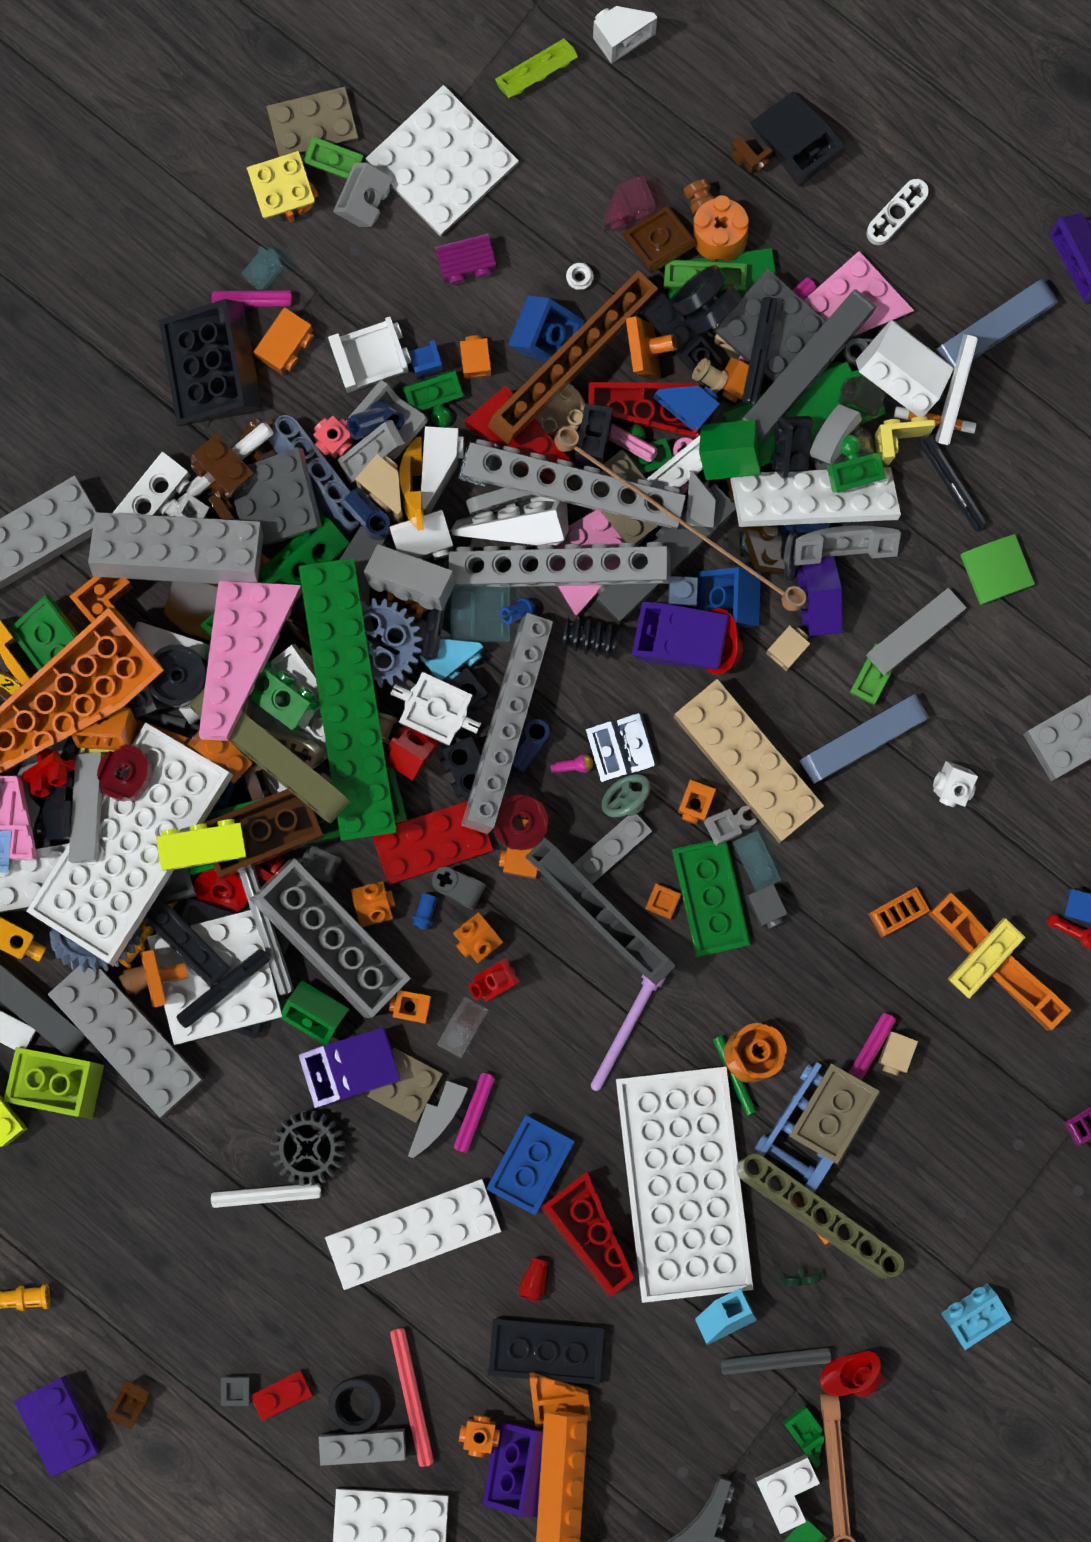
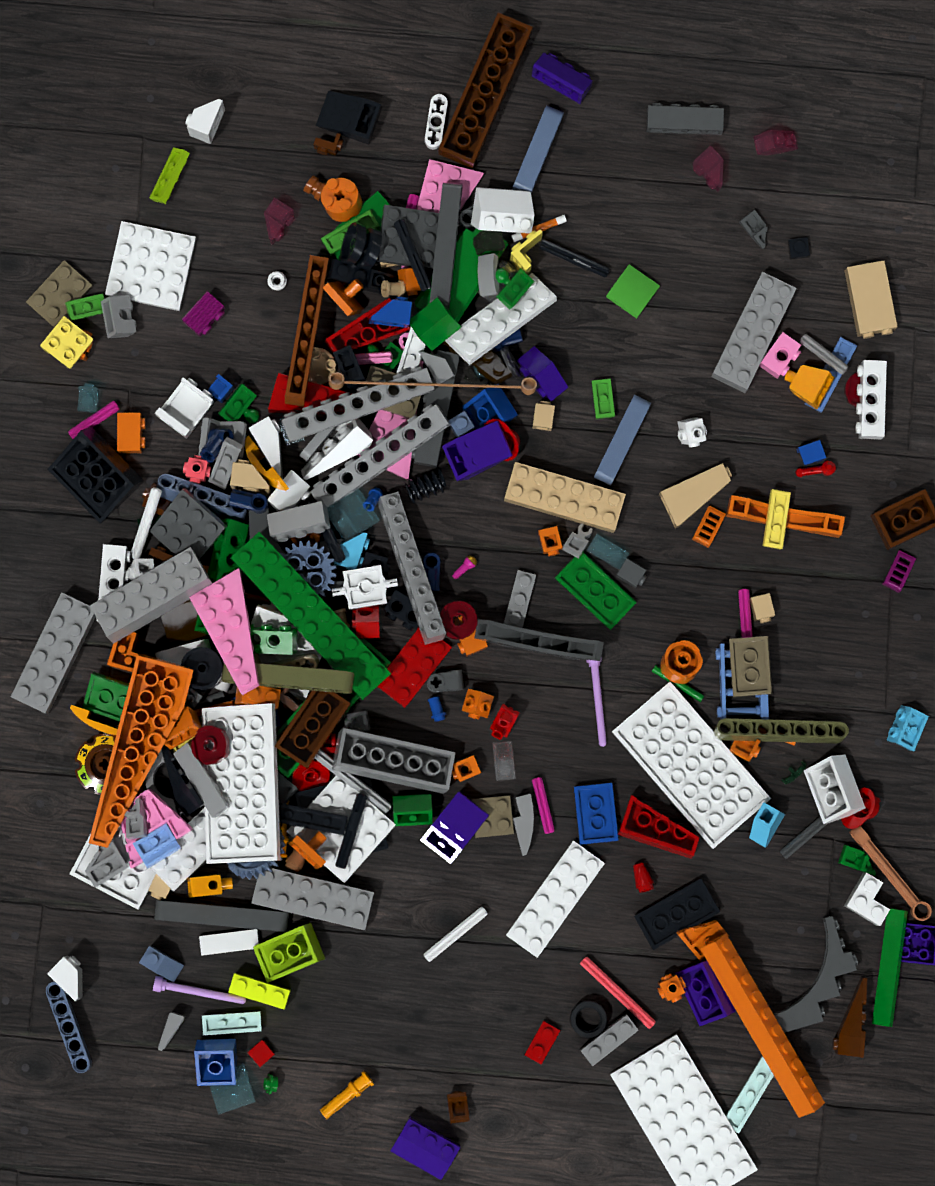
camera: 40 degrees left, 0 degrees up
(48, 771) = (164, 772): red hips -> none
(200, 845) = (285, 756): neon yellow brick -> none
(220, 467) = (144, 530): reddish brown bracket -> none
(235, 1391) = (514, 1058): dark grey plate -> none
(322, 1163) = (477, 894): dark grey gear -> none
(373, 903) = (404, 724): orange brick -> none
(475, 357) = (248, 368): orange brick -> none
(543, 328) = (277, 325): blue slope -> none
(621, 747) = (485, 538): slope -> none
(629, 801) = (510, 566): sand green piece -> none
(659, 239) = (309, 228): reddish brown tile -> none
(663, 901) = (569, 611): orange tile -> none
(762, 1209) = (745, 749): none -> orange bracket
(792, 444) = (467, 297): black bracket -> none
(837, 1330) = (834, 788): none -> white slope
(846, 540) = (535, 332): light grey slope -> none
(905, 860) = (690, 495): none -> tan slope
(916, 631) = (610, 358): light grey tile -> none
(956, 389) = (540, 203): white tile -> none
(981, 212) = (485, 90): none -> reddish brown brick

